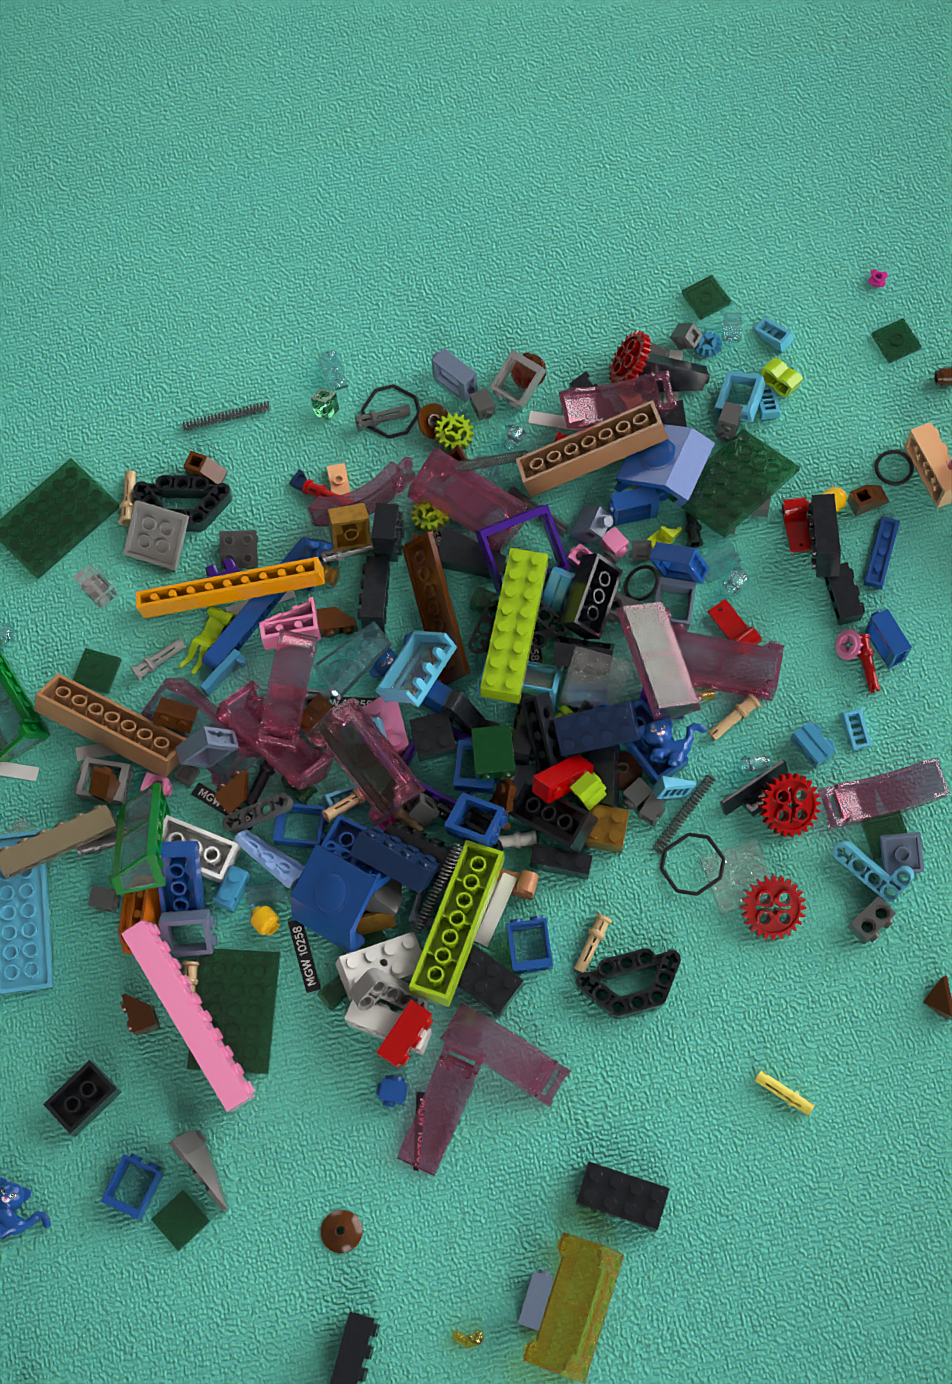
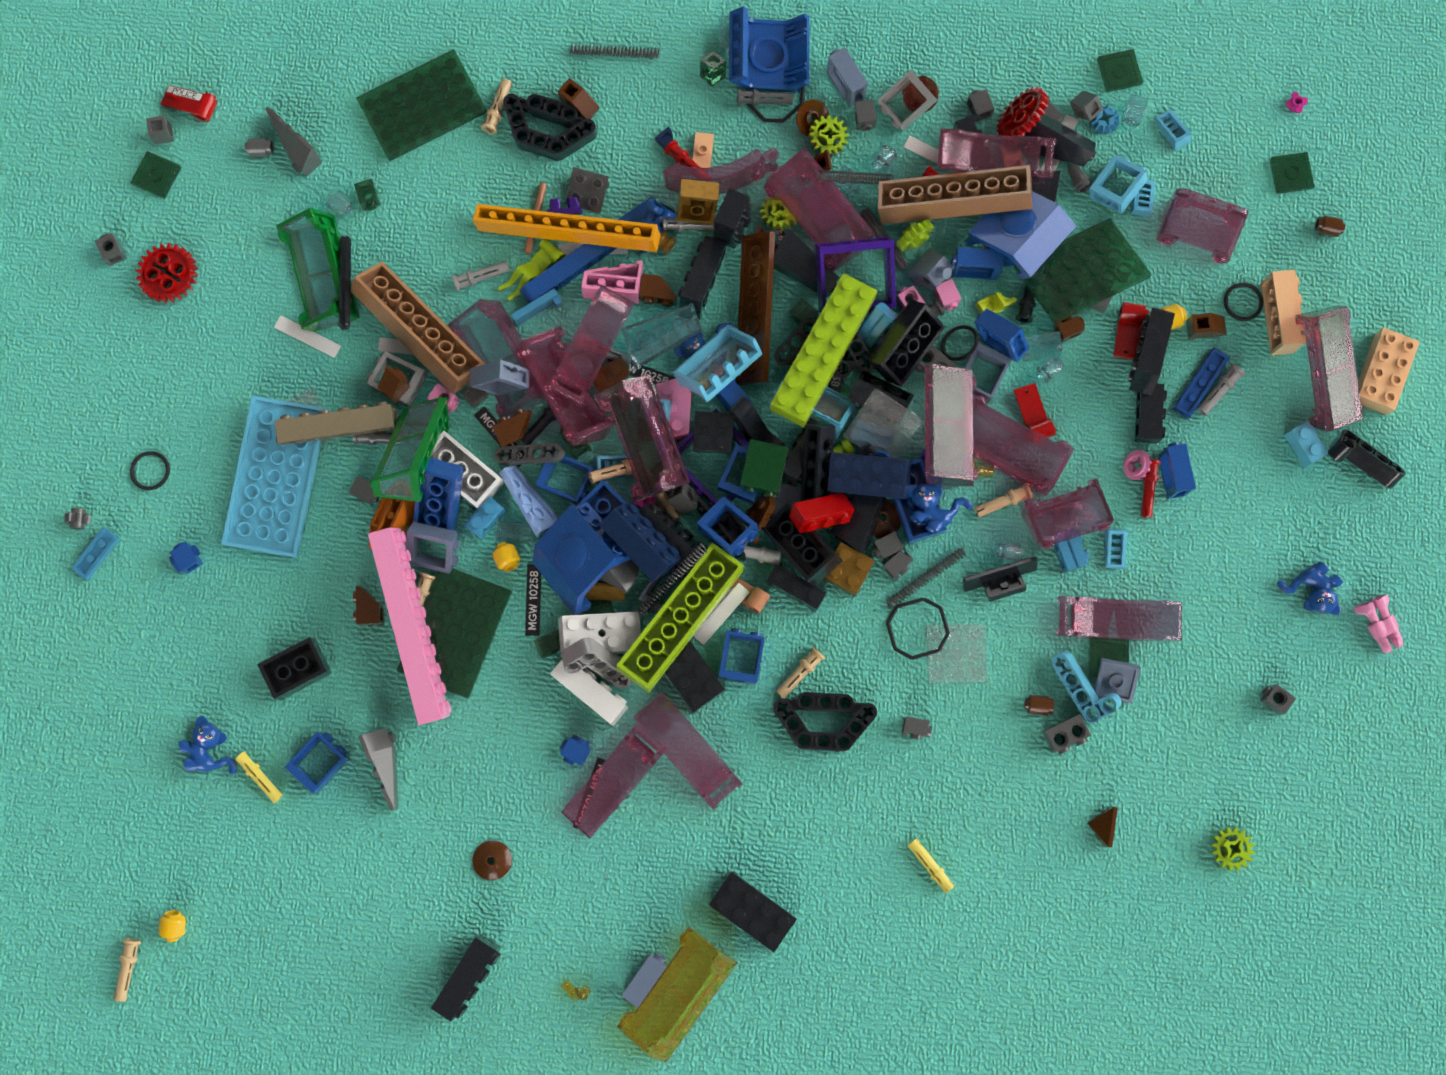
camera: 15 degrees right, 10 degrees up
(20, 611) = (364, 188): none -> clear green brick
(27, 704) = (344, 282): none -> black axle
(68, 1217) = (258, 776): none -> light yellow pin
(95, 585) = (441, 185): clear brick -> none
(97, 670) = (420, 269): clear green tile -> none
(156, 535) = (512, 152): light grey plate -> none
(175, 715) = (479, 336): reddish brown brick -> none
(180, 1220) = (352, 805): clear green tile -> none
(195, 576) = (538, 206): none -> nougat bar
(371, 367) = (768, 44): none -> blue panel
(405, 1035) = (600, 707): red brick -> none
(566, 497) = (915, 235): none -> lime gear
(587, 361) = (980, 104): none -> dark grey brick
(589, 790) = (842, 531): lime brick -> none
(641, 550) = (970, 310): dark grey plate -> none
(672, 787) = (922, 551): medium azure slope -> none
(703, 403) = (1079, 179): none -> dark grey cone
(724, 961) = (916, 728): none -> dark grey brick
(728, 421) = (1098, 207): dark grey brick -> none
(741, 538) = (1070, 328): none -> reddish brown brick
(773, 806) = (1027, 602): red gear -> none
(774, 889) = (984, 677): red gear -> none
(780, 377) = (1164, 176): lime brick -> none
(799, 710) = (1067, 515): none -> clear pink windscreen
(830, 407) = (1202, 223): none -> clear pink windscreen
(835, 901) = (1039, 705): none -> reddish brown brick
(904, 545) = (1225, 383): none -> light grey pin

